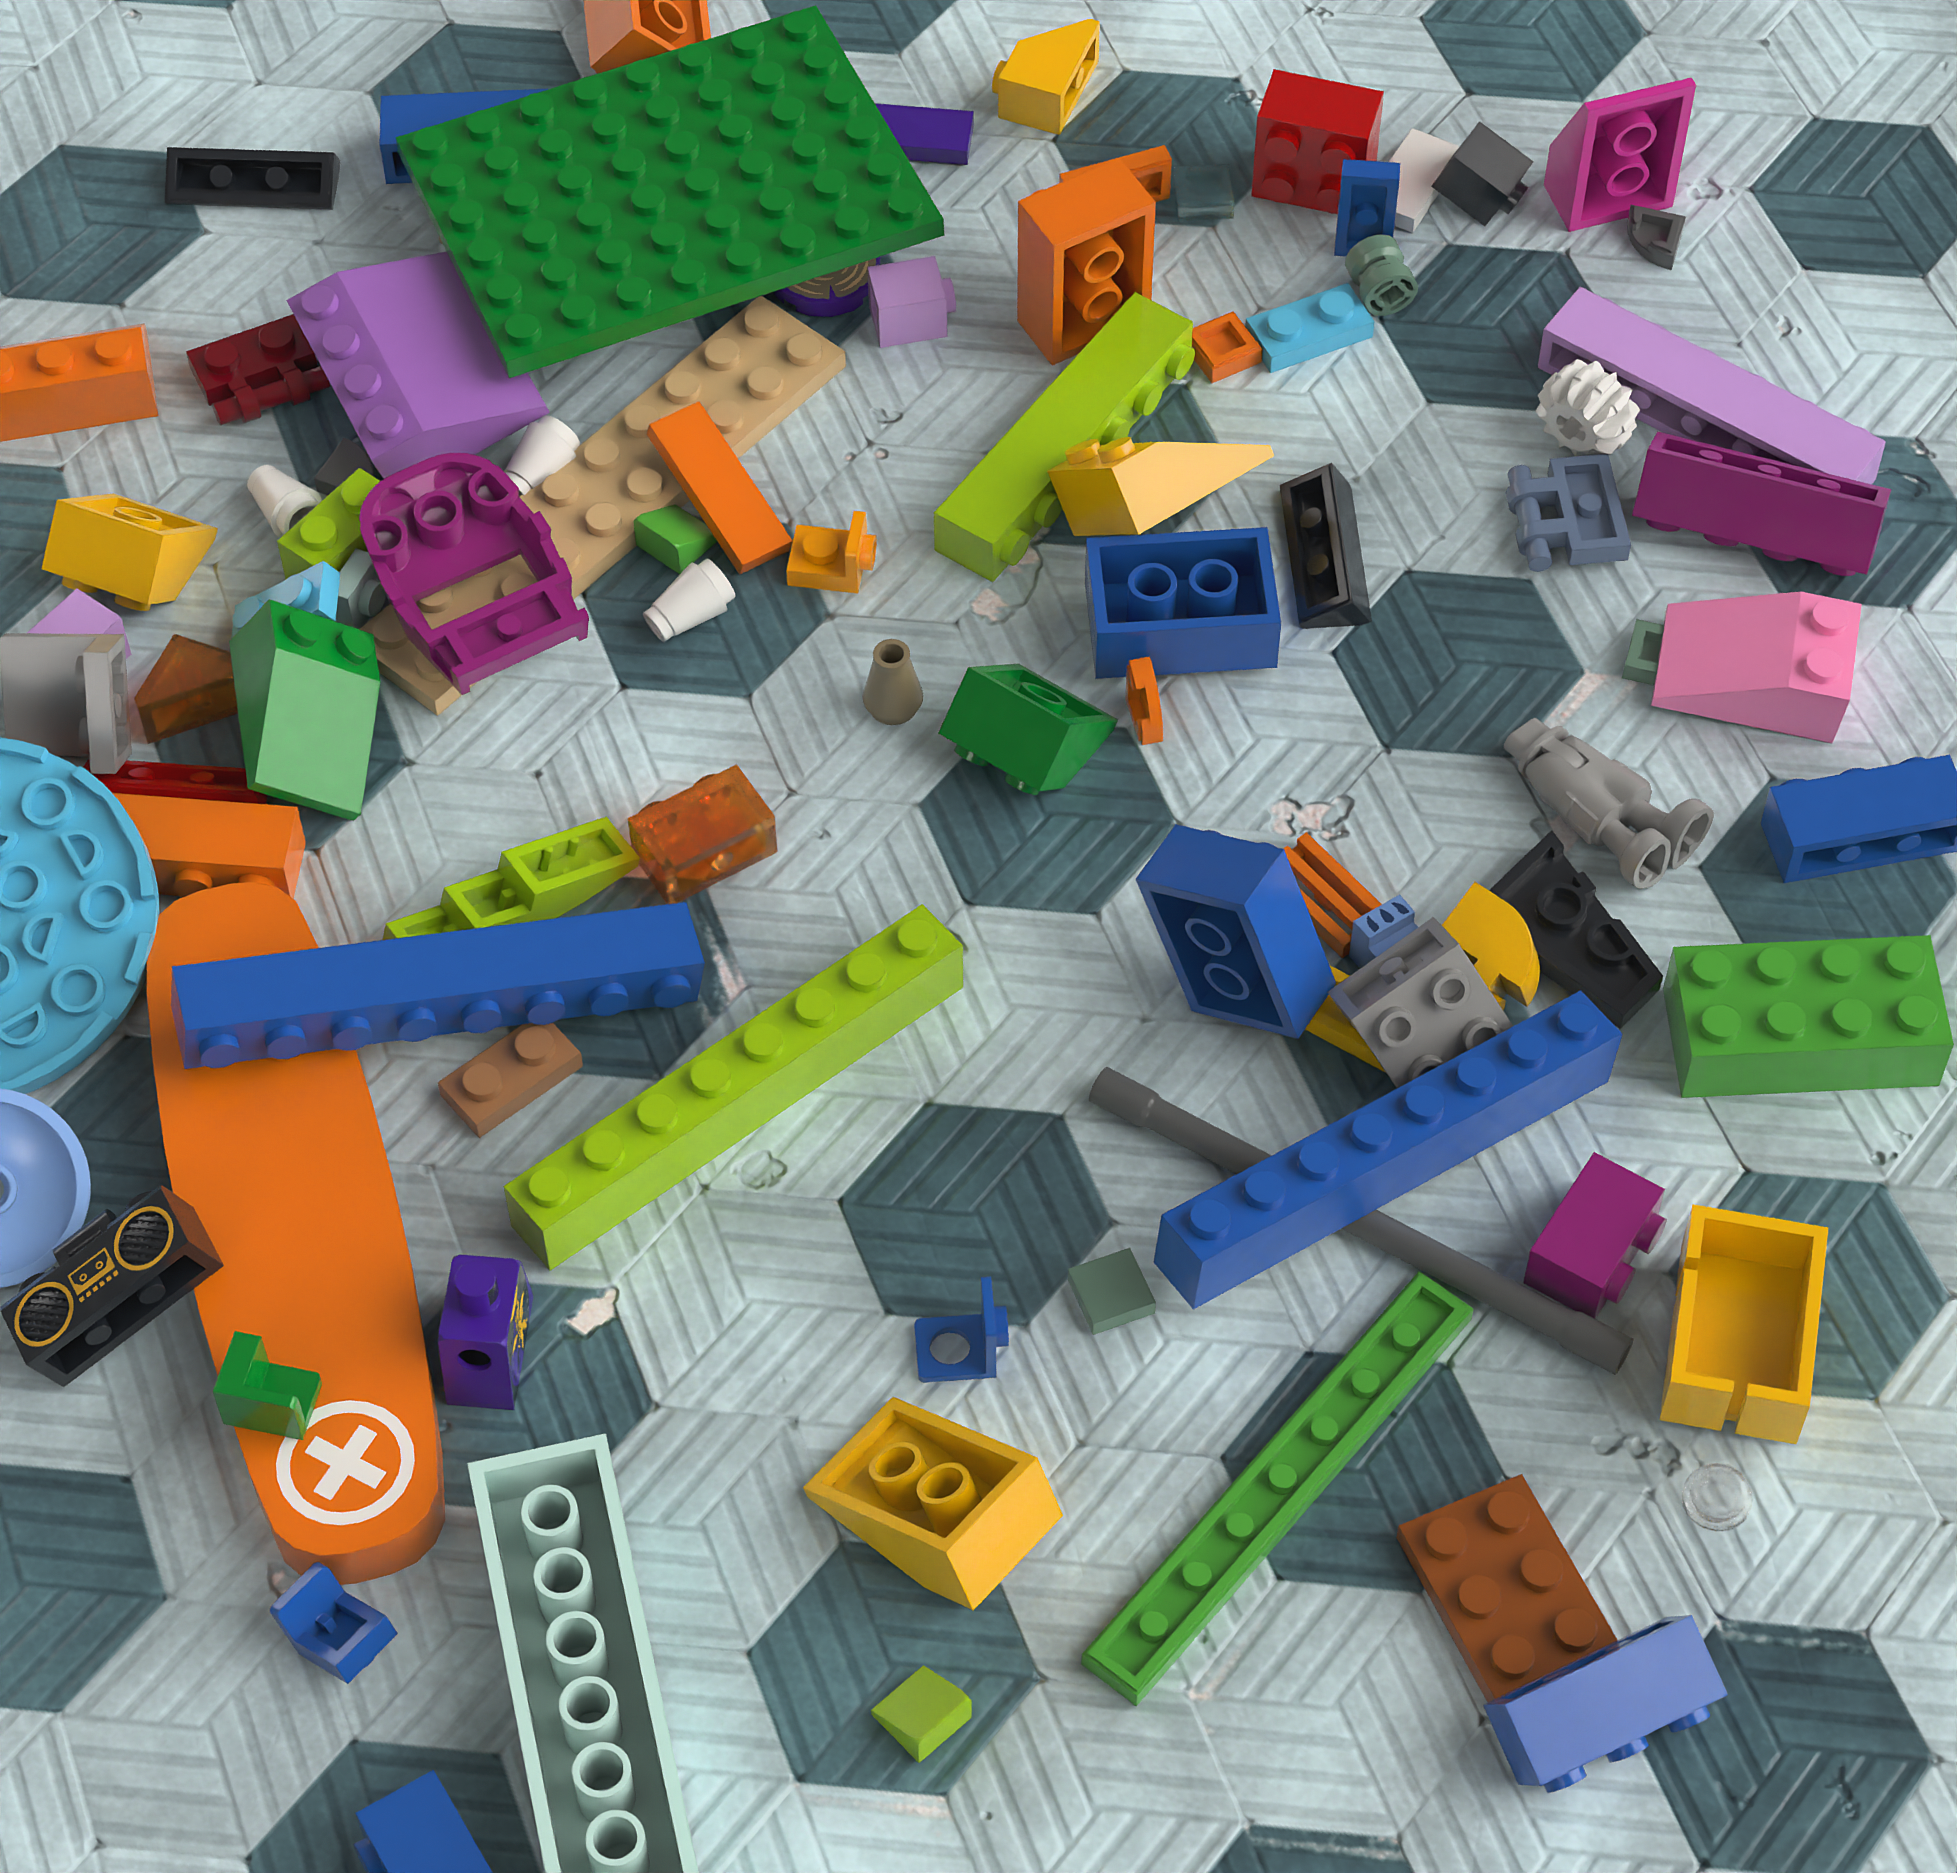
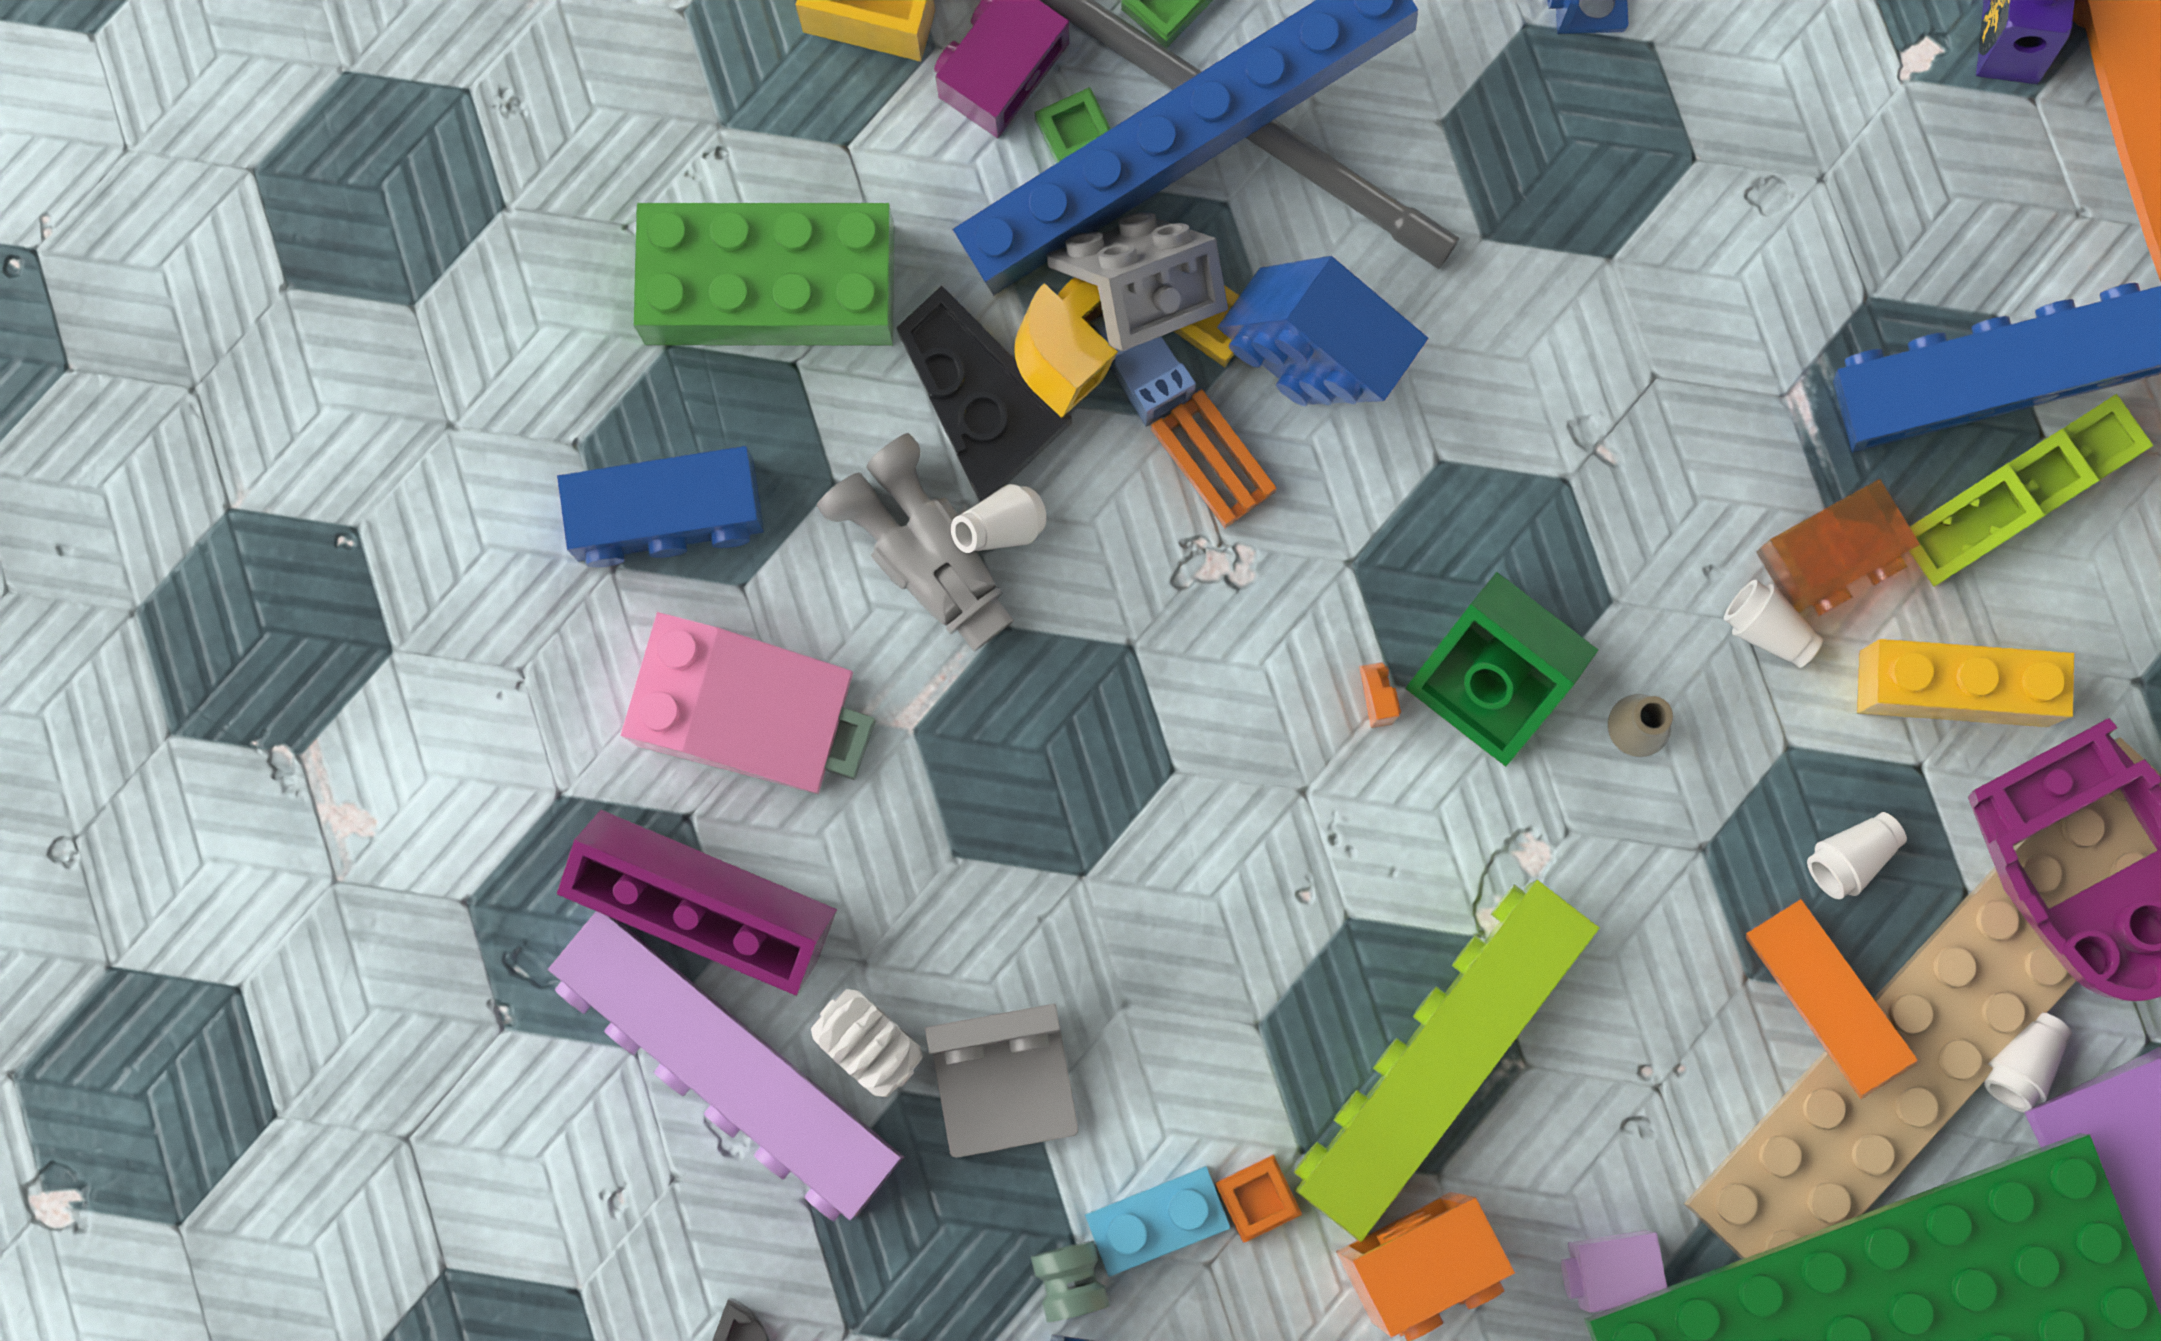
camera: 175 degrees left, 25 degrees up
(509, 1075) = (2017, 289): medium nougat plate -> none
(583, 727) = (1965, 683): none -> yellow brick
(673, 536) = (1877, 951): bright green slope -> none
(734, 1087) = (1797, 254): lime brick -> none
(775, 774) = (1771, 622): none -> white cone
(831, 556) = (1704, 914): light orange bracket -> none
(1111, 1291) = (1449, 42): sand green tile -> none
(1138, 485) = (1352, 958): yellow slope -> none
(1183, 601) = (1337, 799): blue brick -> none
(1325, 550) = (1169, 899): black slope -> none
(1463, 410) = (1003, 1080): none -> light grey bracket
(1504, 1188) = (1071, 123): none -> bright green tile
(1531, 810) = (1002, 520): none -> white cone
(1586, 507) = (883, 926): sand blue plate -> none

